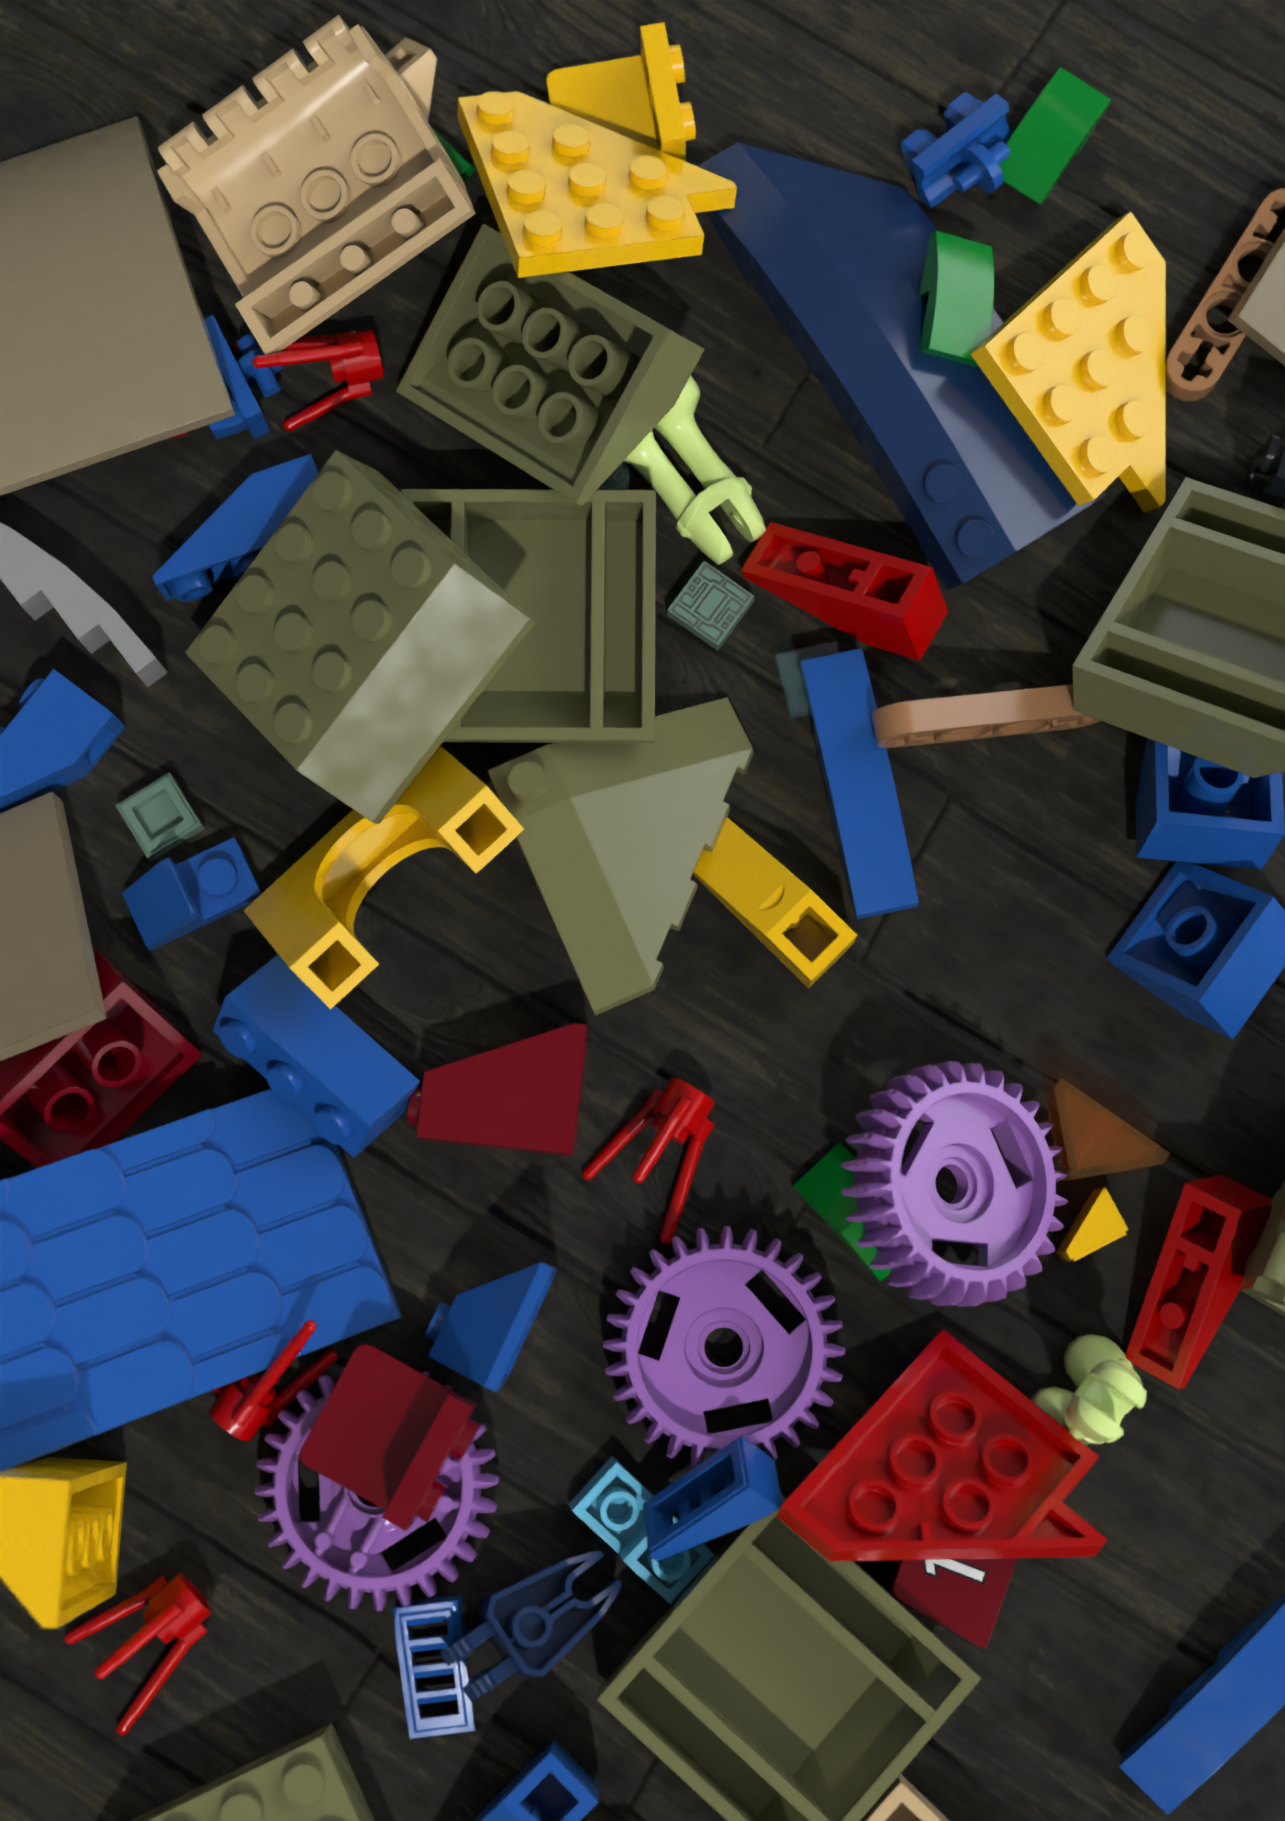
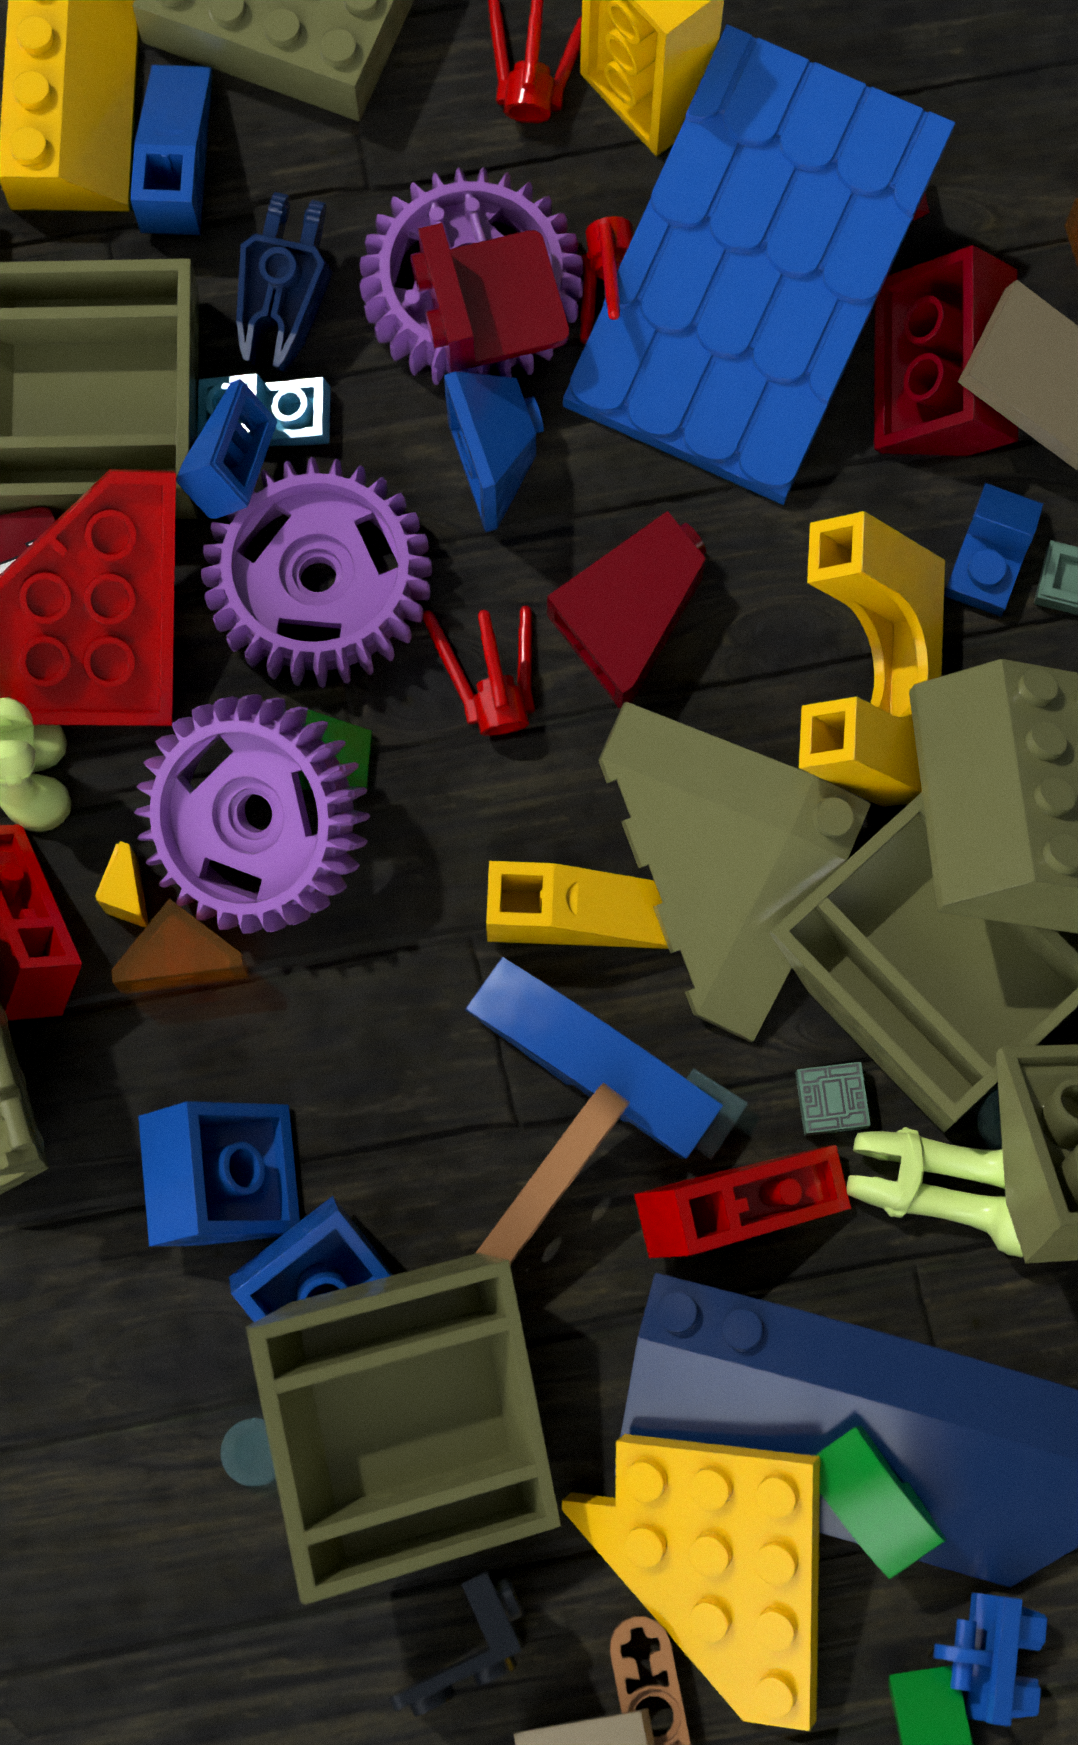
camera: 135 degrees right, 5 degrees down
(314, 1057) = (775, 502): blue brick -> none
(429, 1611) = (344, 246): slope -> none

